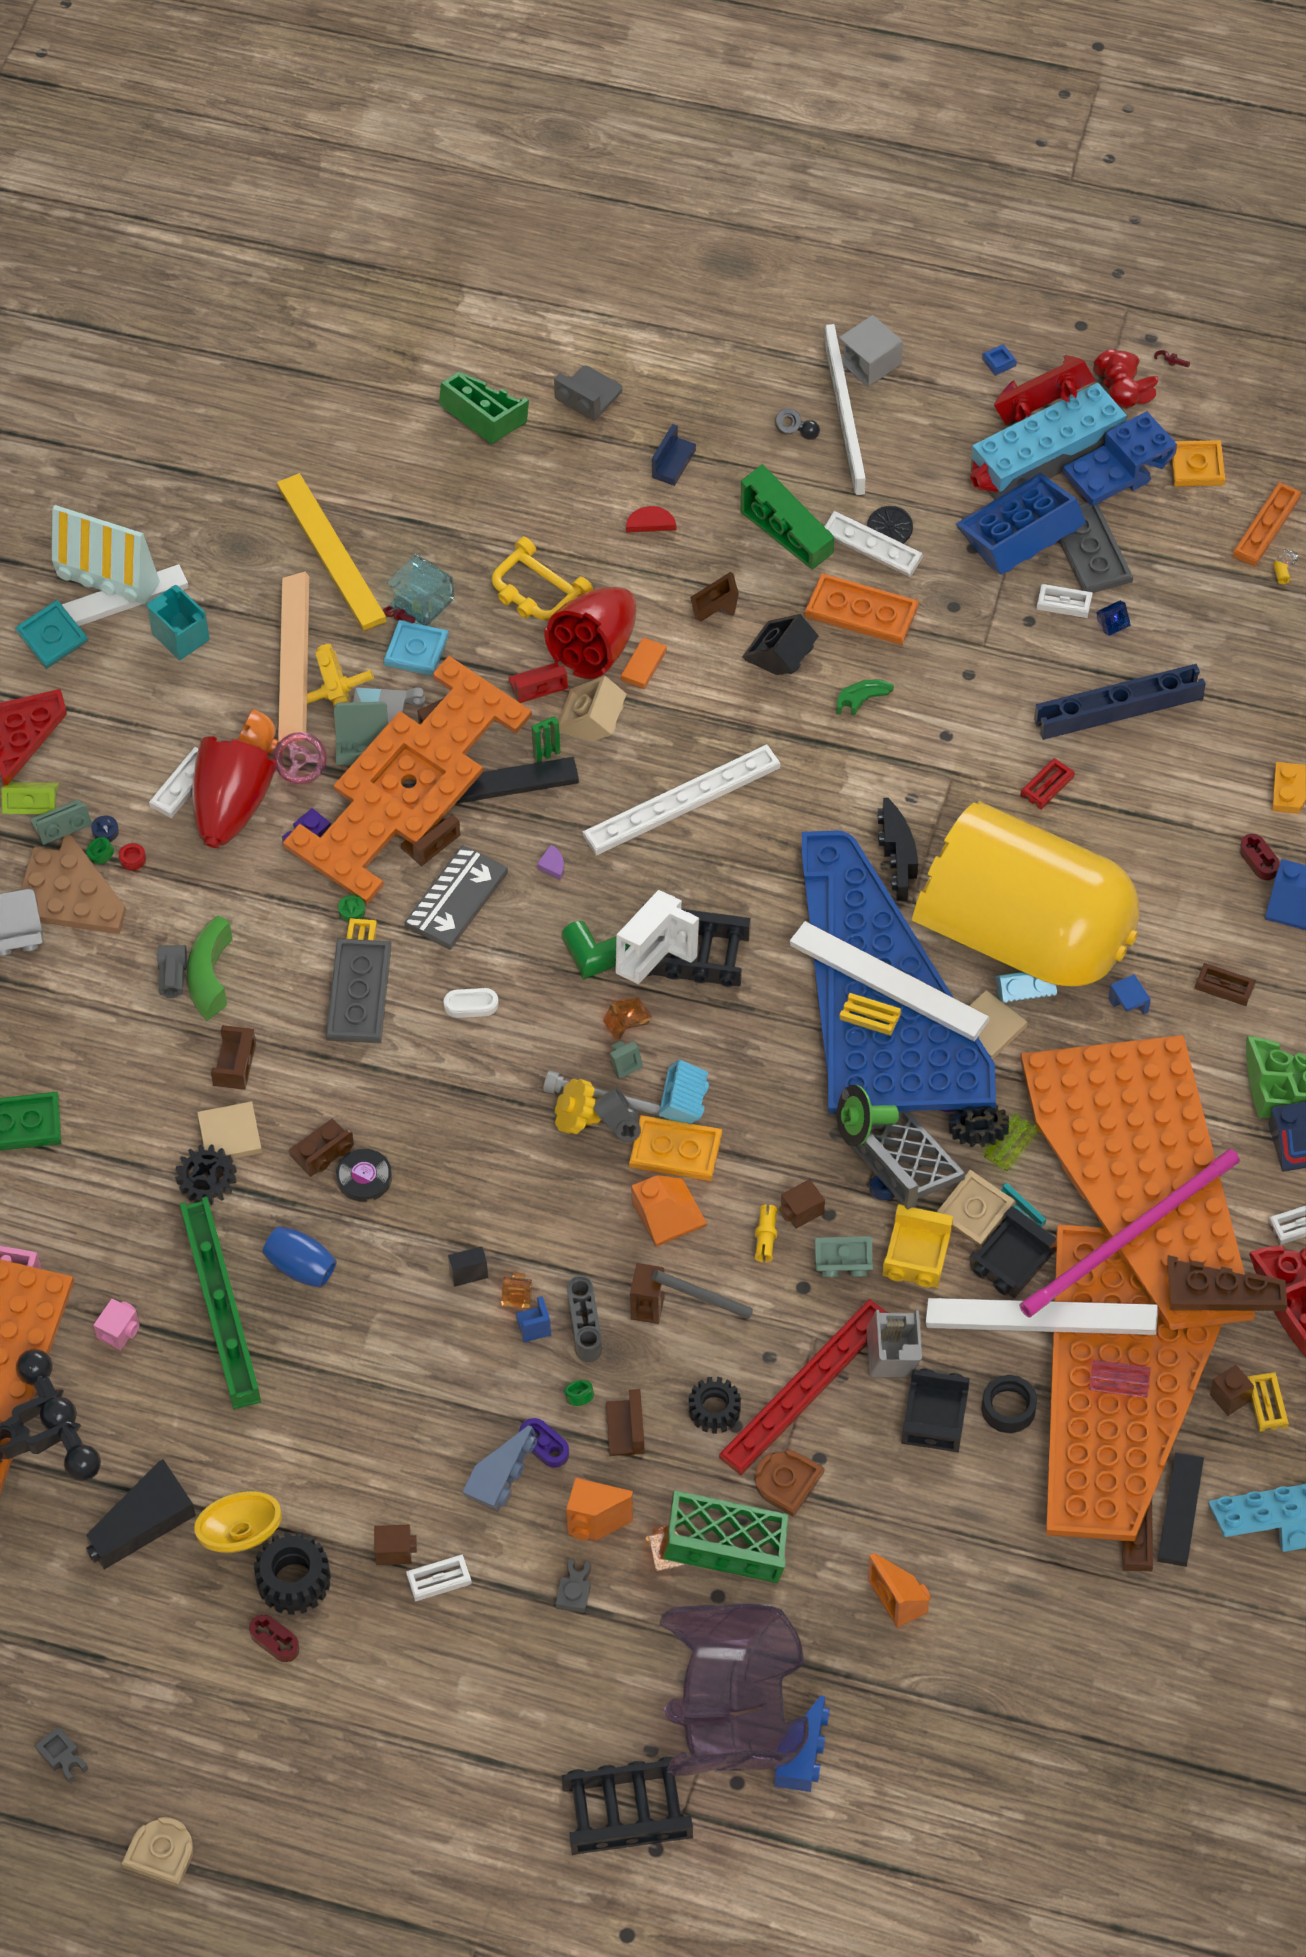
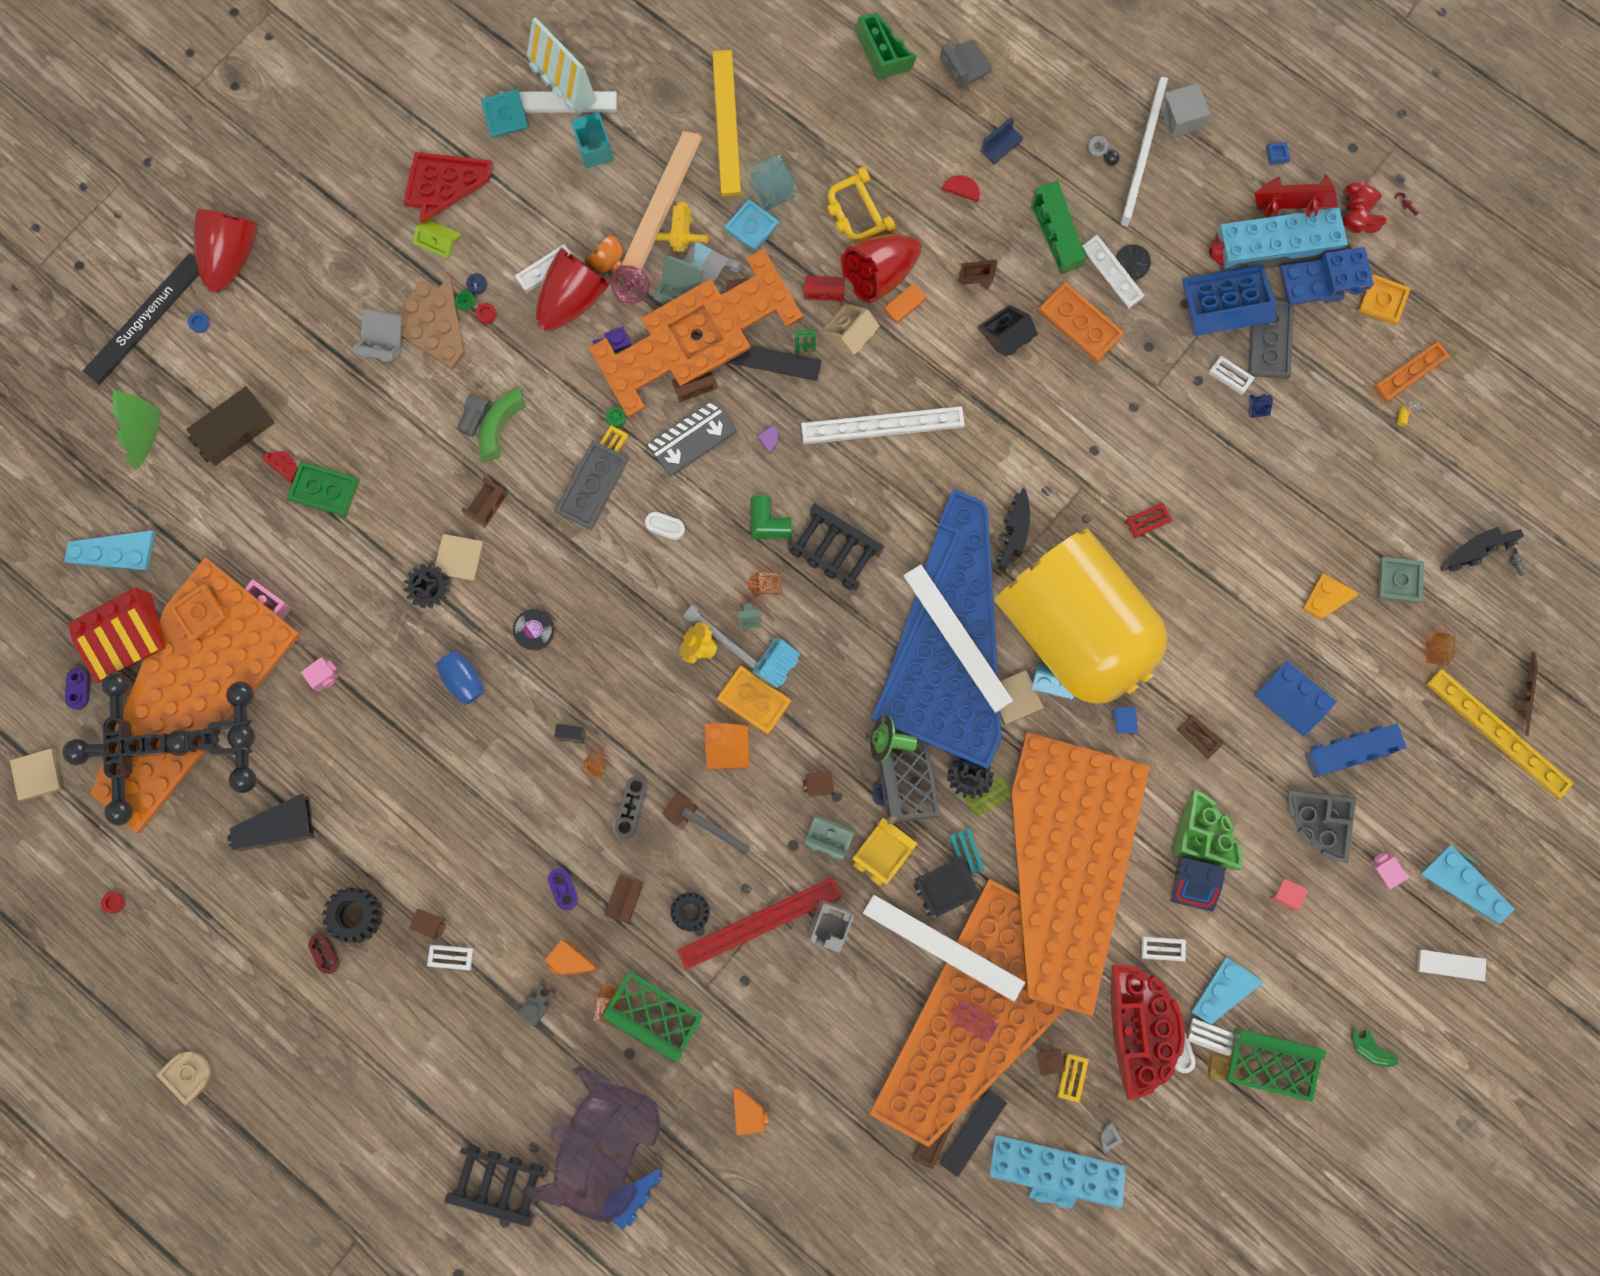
camera: 25 degrees right, 20 degrees up
(60, 1751) = (149, 975): dark grey plate -> none
(61, 821) = (447, 267): sand green bracket -> none
(220, 1304) = (394, 688): green tile -> none
(238, 1522) = (331, 854): yellow dish -> none
(322, 1147) = (515, 596): reddish brown bracket -> none
(398, 614) = (751, 194): dark red hand -> none
(495, 1474) = (514, 904): sand blue slope -> none
(534, 1322) = (597, 794): blue panel -> none
(579, 1392) = (603, 861): green tile -> none
(618, 1115) = (721, 663): dark grey piece -> none
(652, 934) = (803, 536): white brick -> none
(766, 1233) = (785, 794): yellow pin -> none
(786, 1479) = (714, 988): dark orange tile -> none
(859, 692) = (1047, 390): green piece -> none
(873, 1010) = (920, 646): yellow tile -> none
(935, 1410) = (838, 983): black panel -> none
(976, 1208) = (938, 840): tan tile -> none
(1013, 1384) = (907, 1001): black tyre -> none
(1043, 1296) = (1119, 890): dark pink piece -> none
(1103, 704) = (1248, 478): dark blue piece -> none
(1207, 1288) = (1068, 986): reddish brown wing -> none
(1262, 855) = (1279, 645): dark red beam -> none

